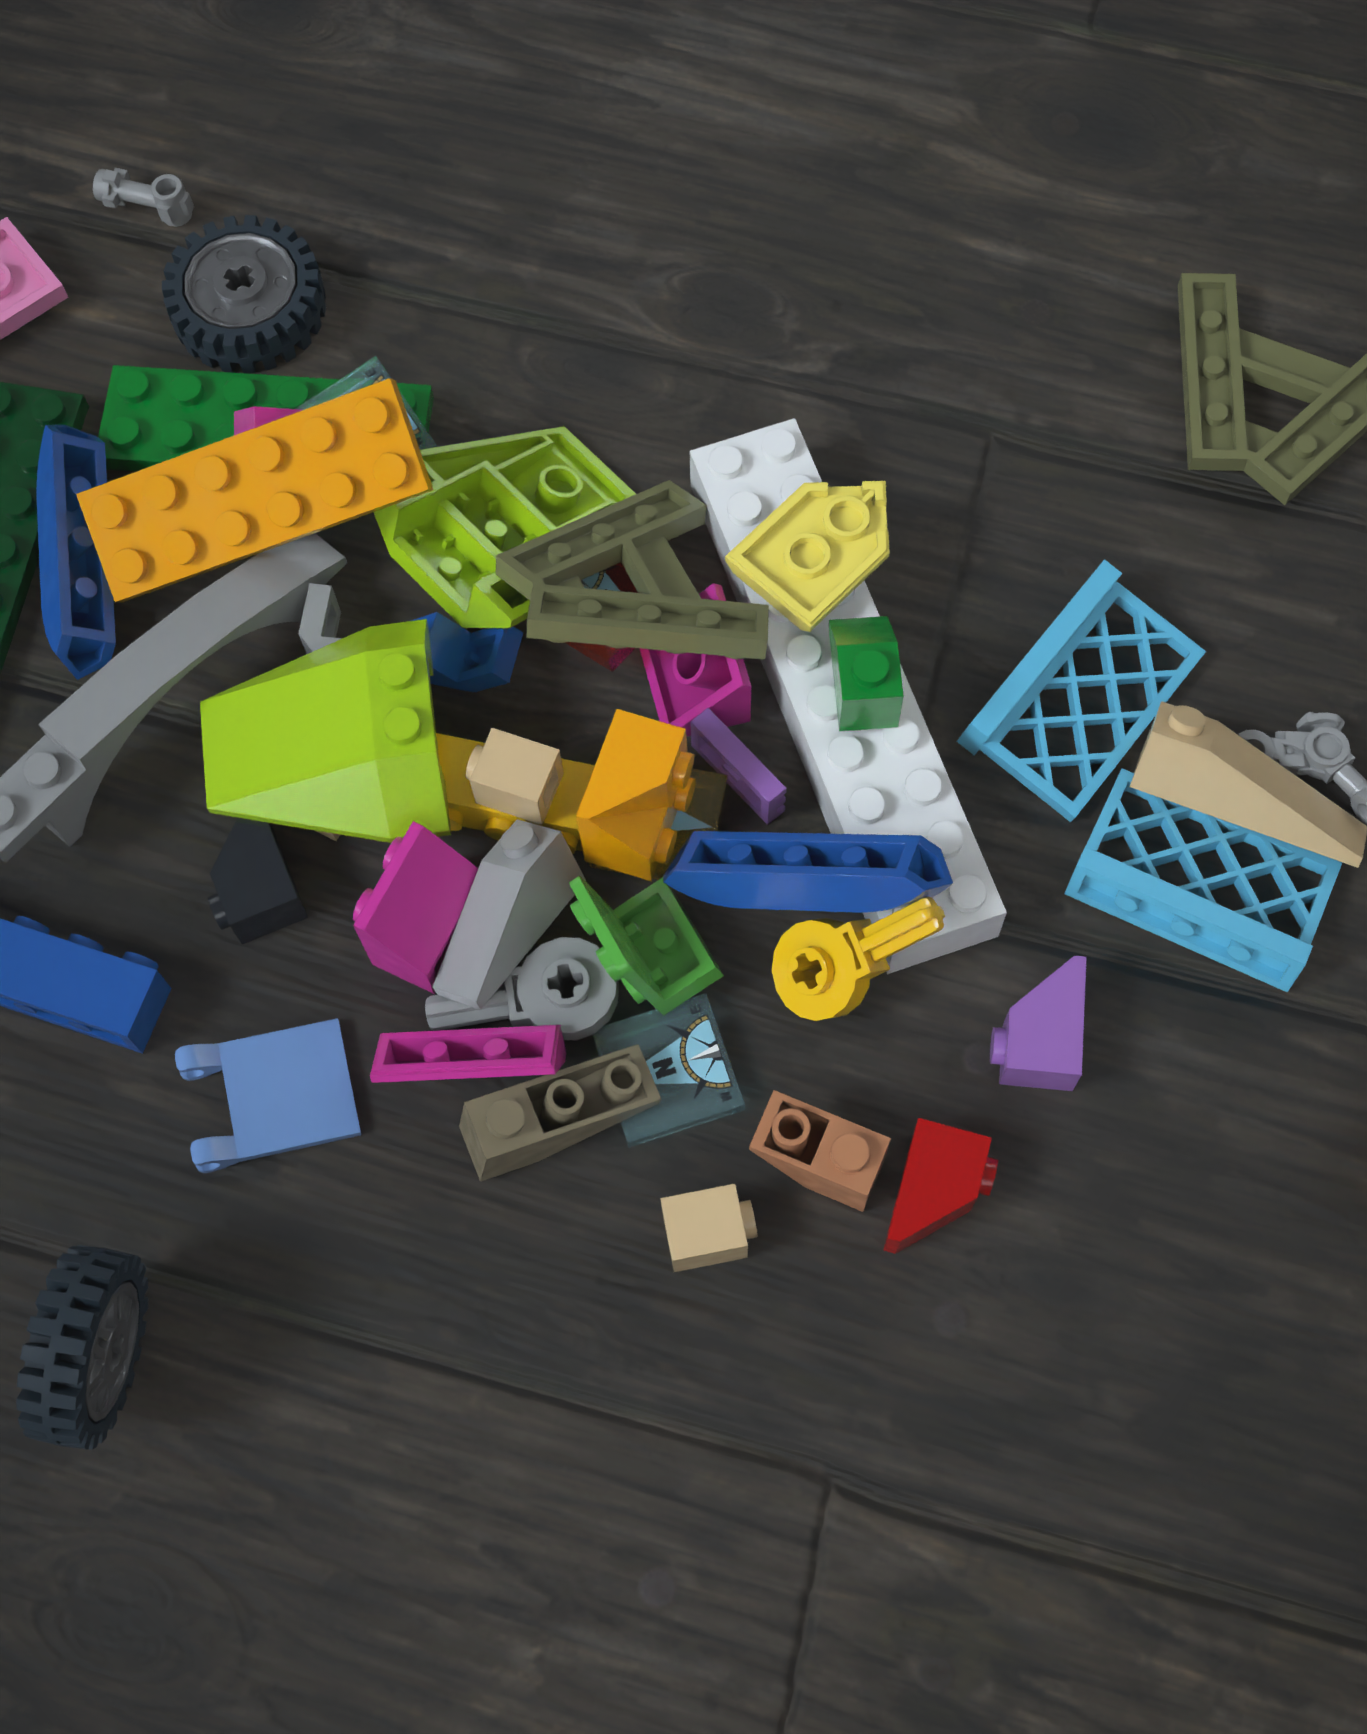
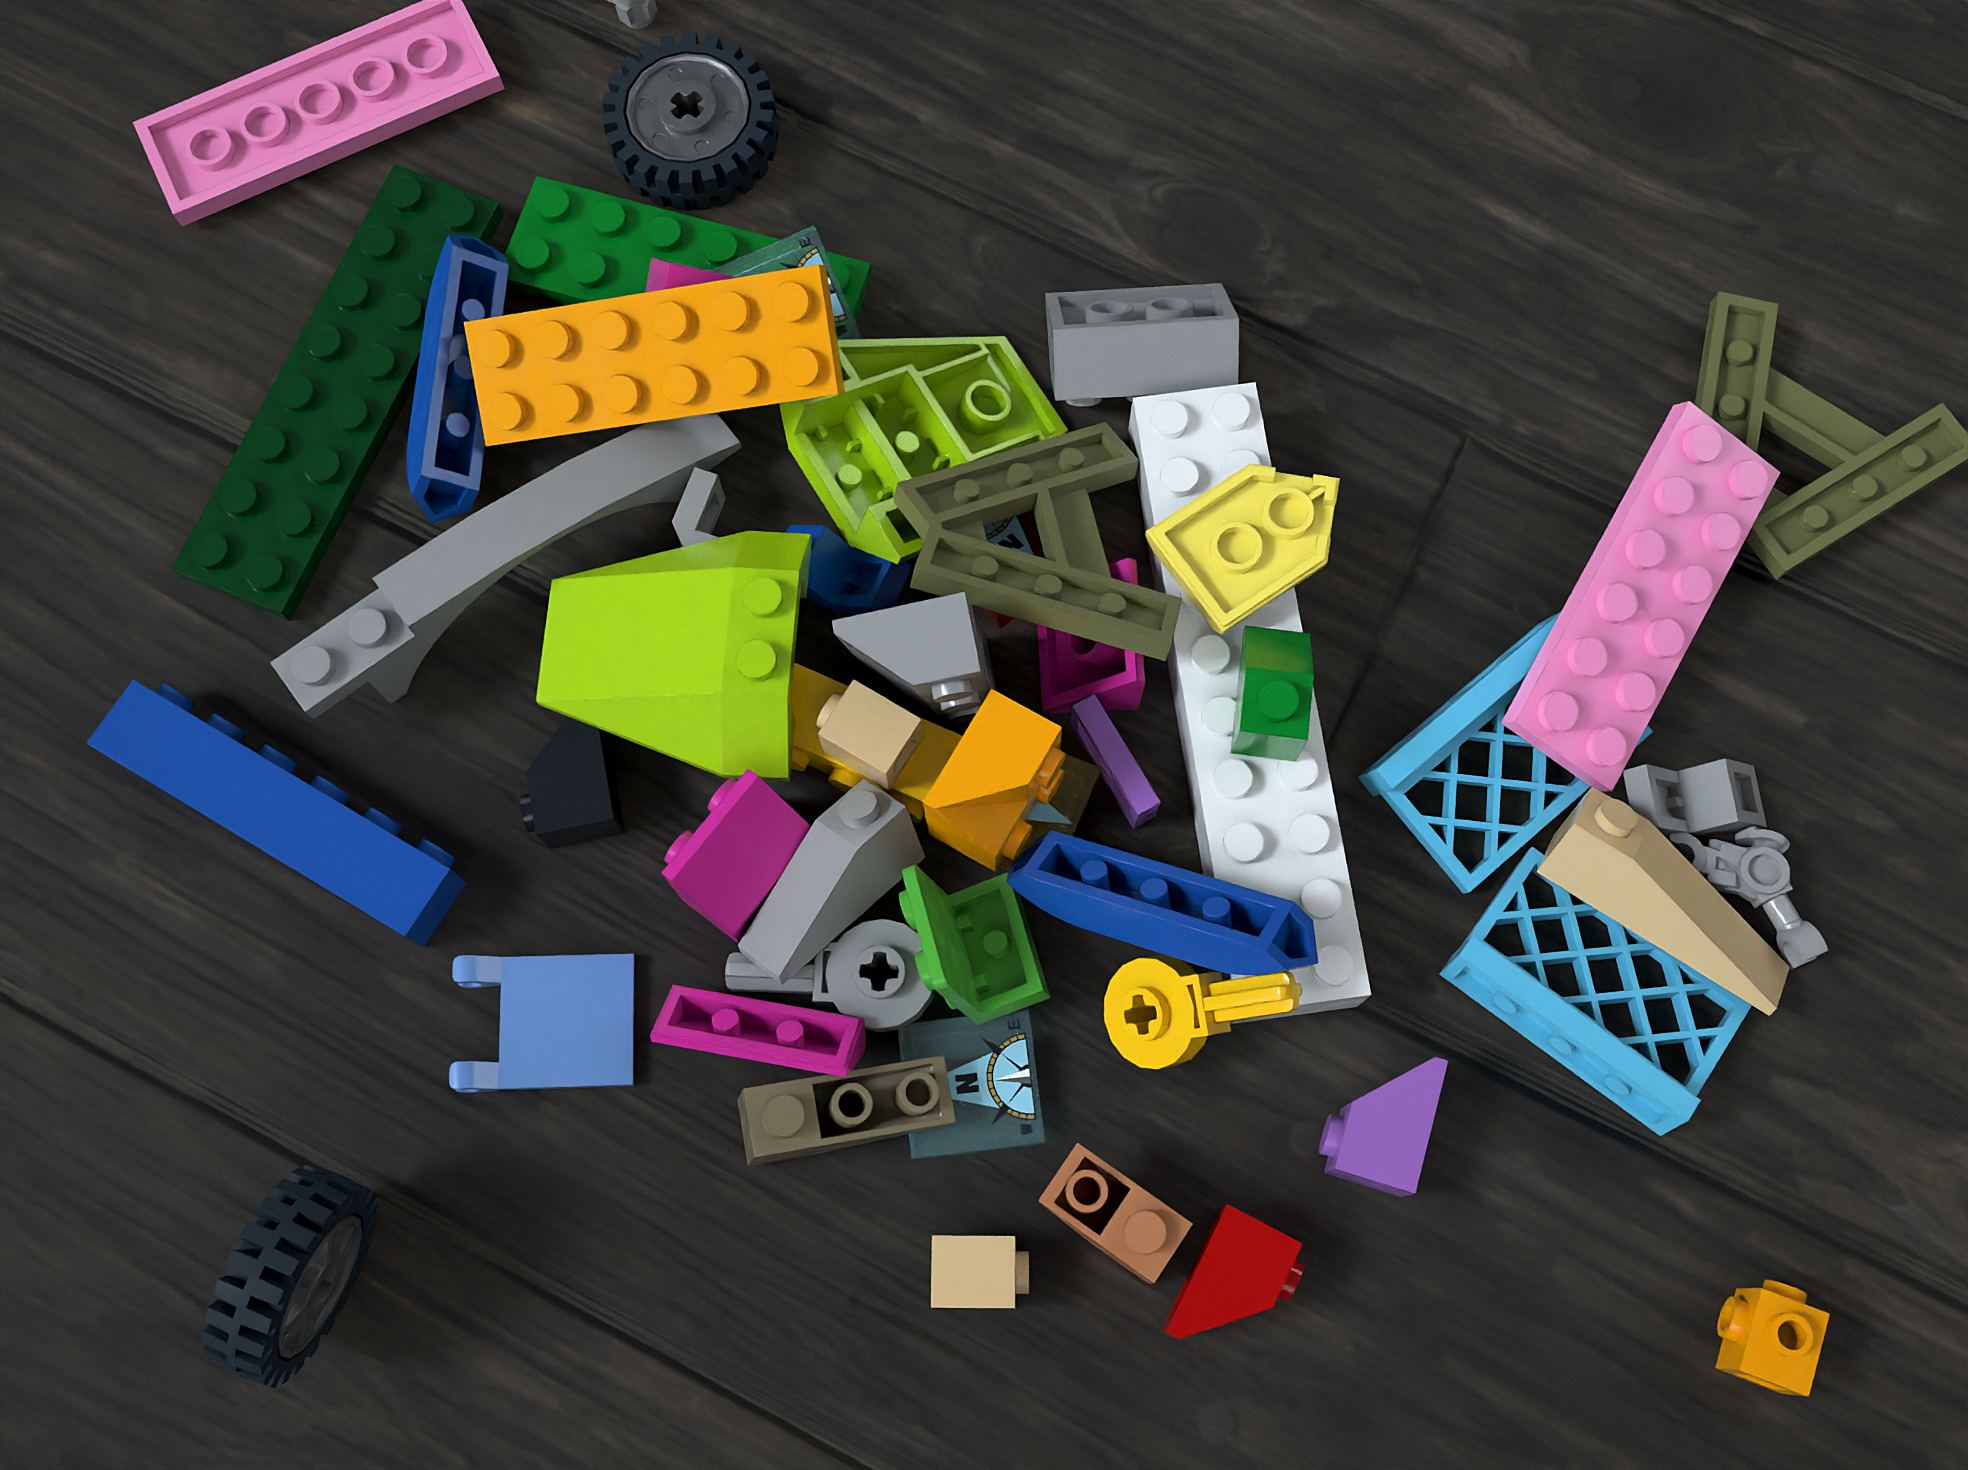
camera: 10 degrees right, 5 degrees up
(547, 695) = (927, 652): none -> light grey slope
(685, 407) = (1141, 341): none -> light grey slope
(1169, 537) = (1641, 597): none -> bright pink plate
(1260, 700) = (1697, 800): none -> light grey slope

